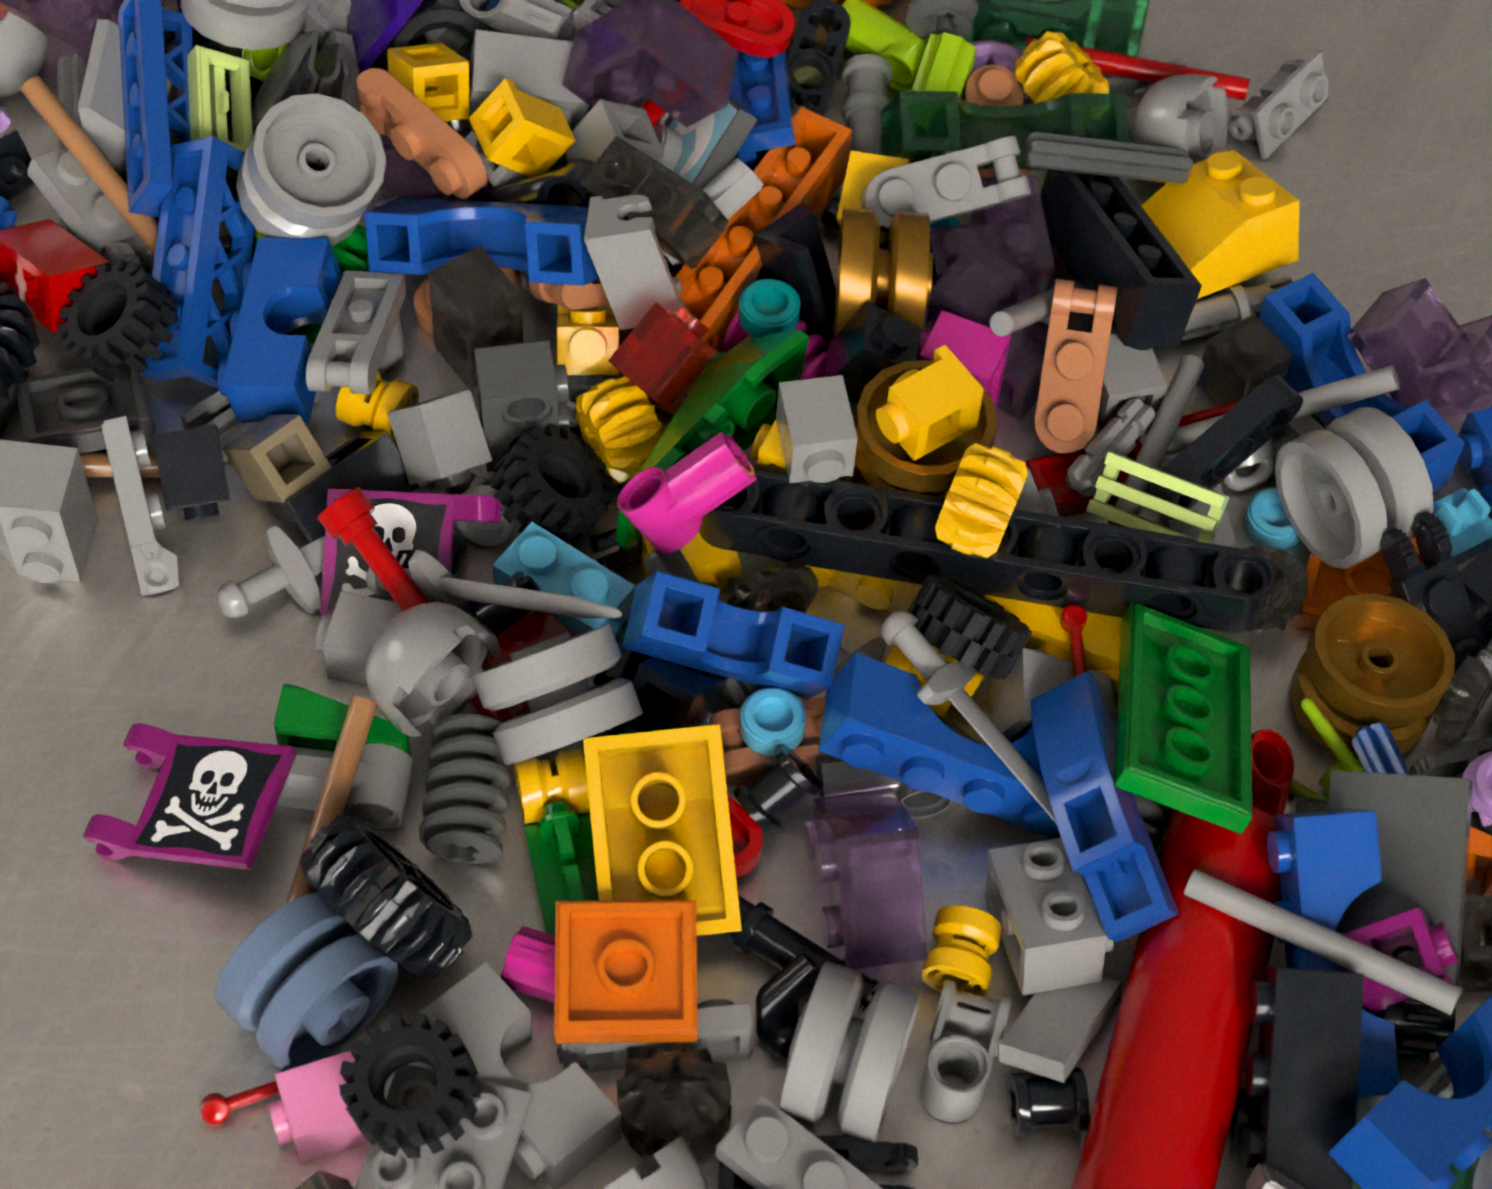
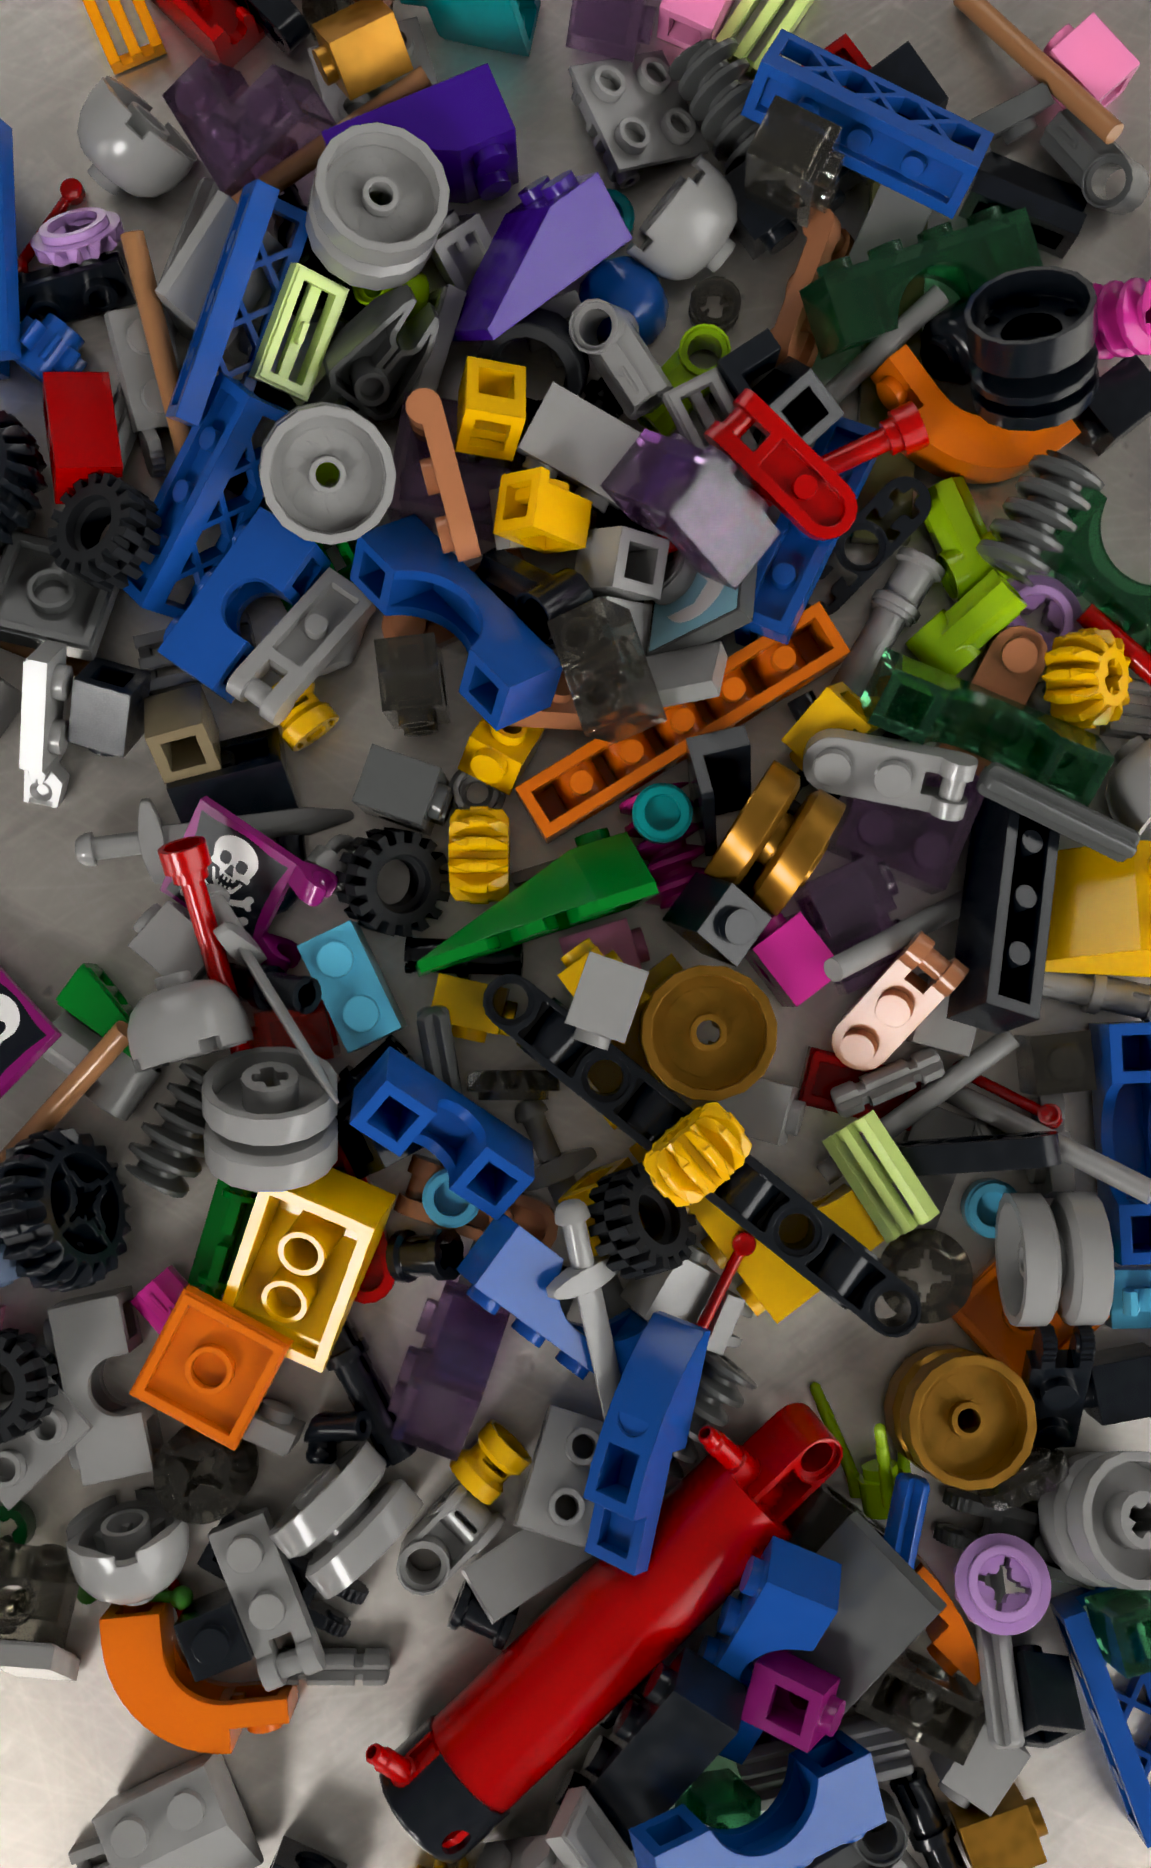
camera: 30 degrees right, 30 degrees up
(440, 439) = (322, 788): light grey brick -> none
(629, 259) = (542, 731): light grey hinge -> none
(664, 353) = (533, 831): clear red brick -> none
(672, 502) = (466, 997): dark pink piece -> none
(931, 405) = (705, 1041): yellow brick -> none
(1184, 718) = (761, 1406): green tile -> none
(1323, 942) = (734, 1671): light grey bar -> none

